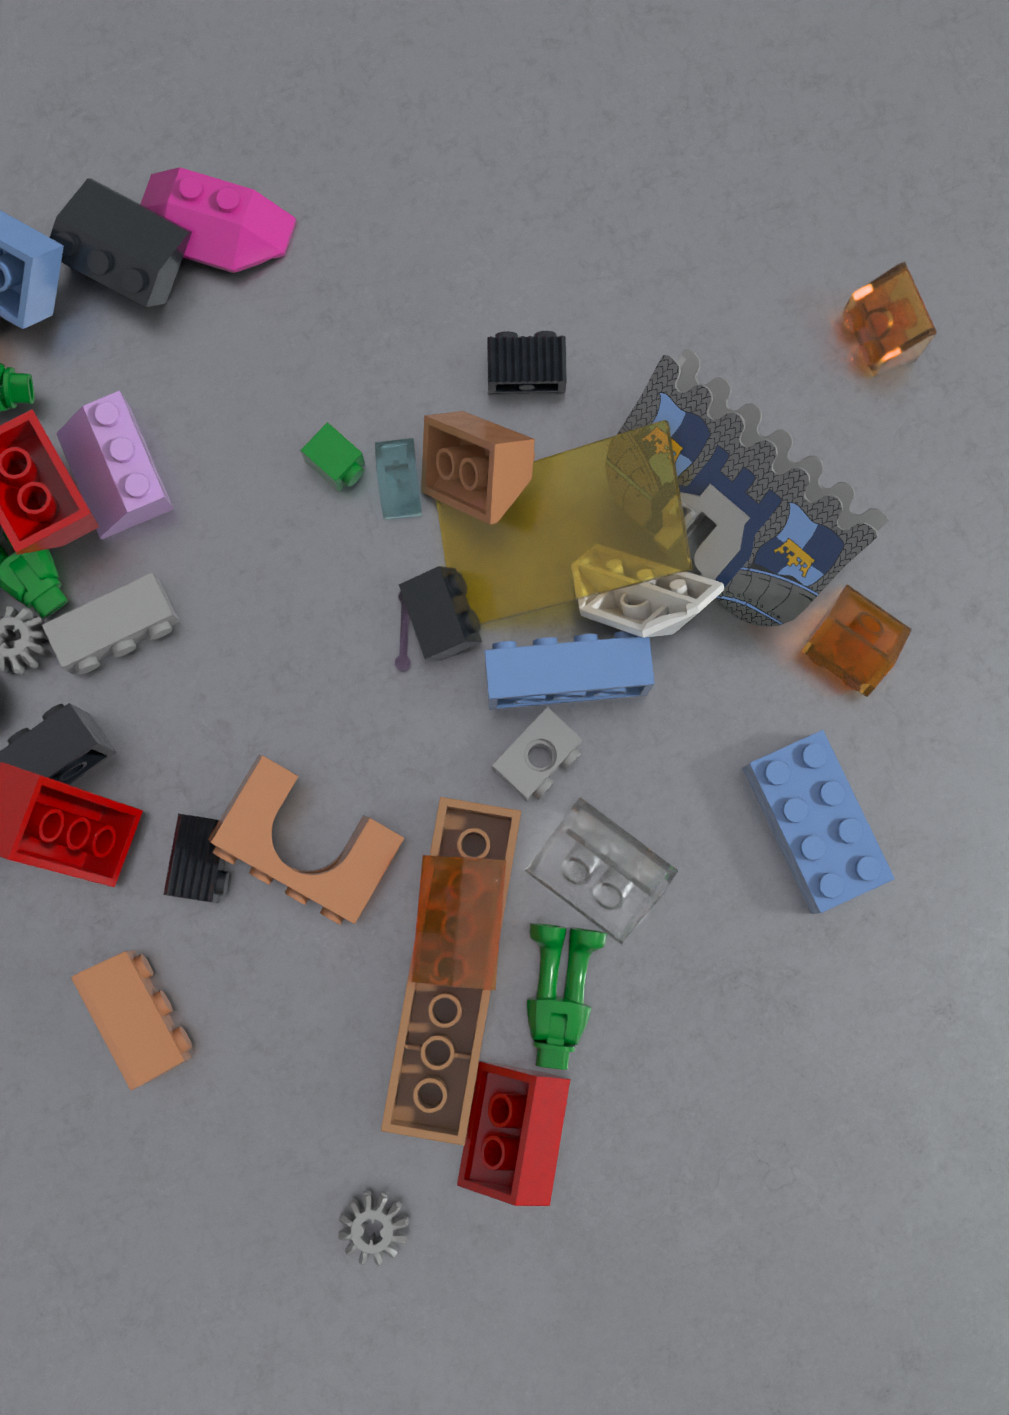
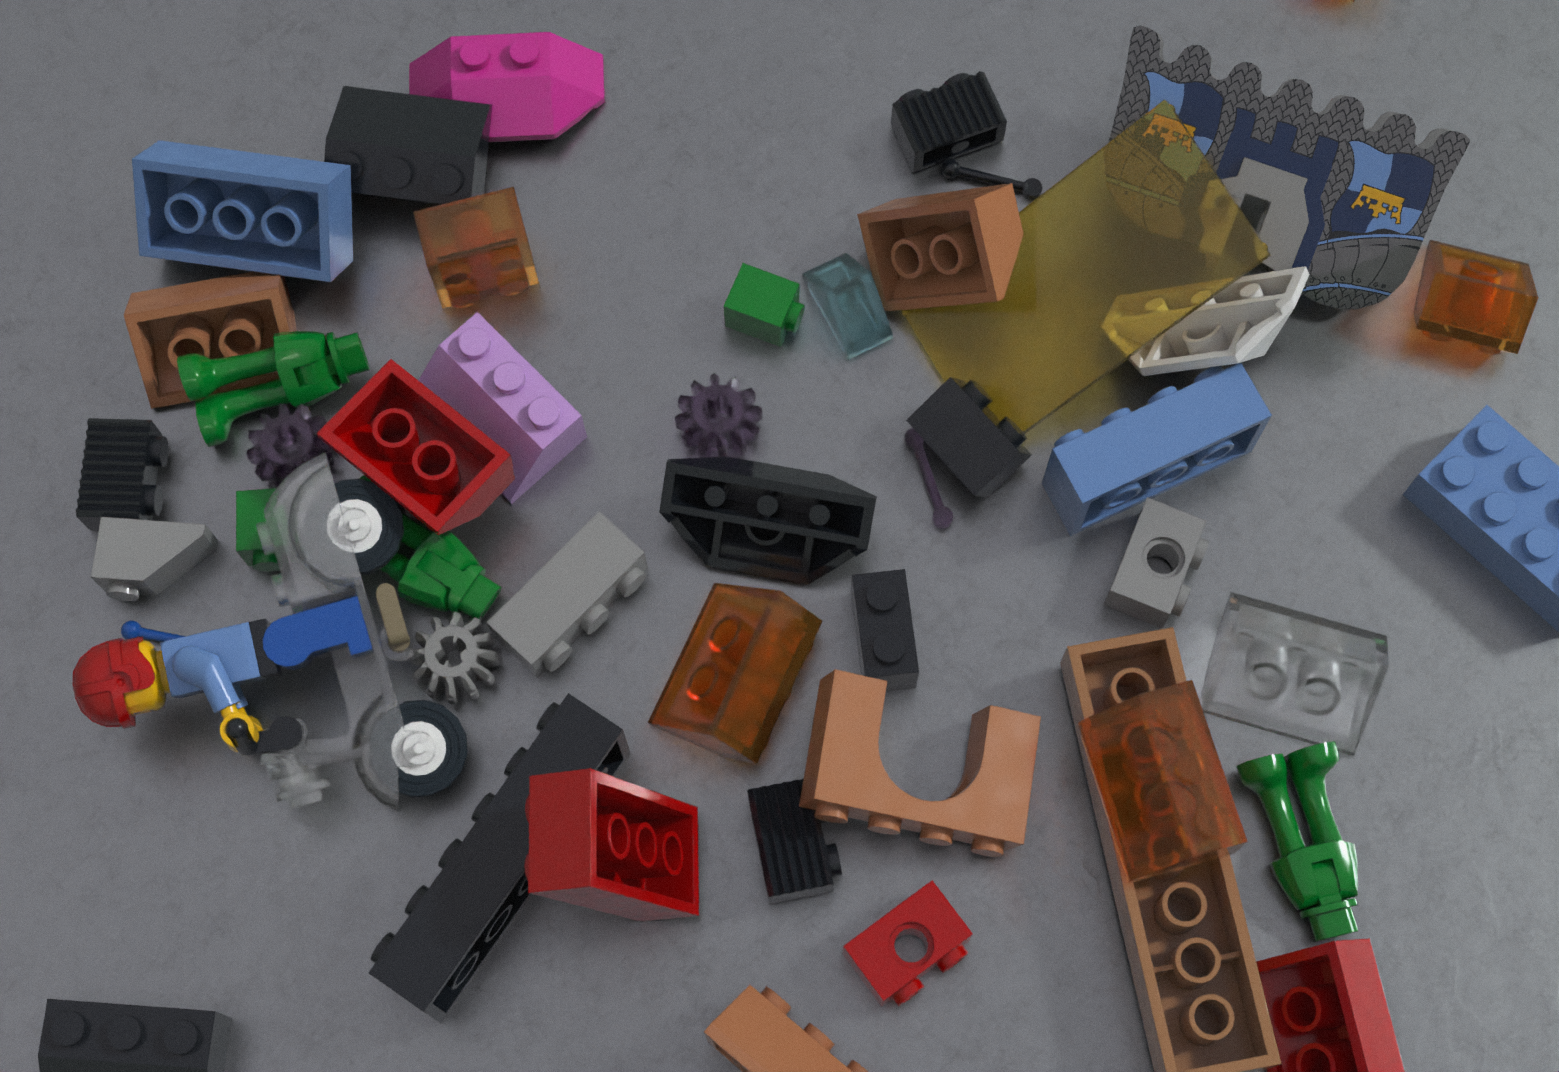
camera: 15 degrees left, 10 degrees down
(138, 340) = (476, 248): none -> clear orange brick
(207, 724) = (736, 671): none -> clear orange slope
(224, 962) = (922, 915): none -> red brick
(270, 616) = (766, 516): none -> black wedge
(273, 518) = (710, 403): none -> clear purple gear
(322, 733) = (885, 628): none -> black brick
(569, 436) = (1030, 188): none -> black hinge

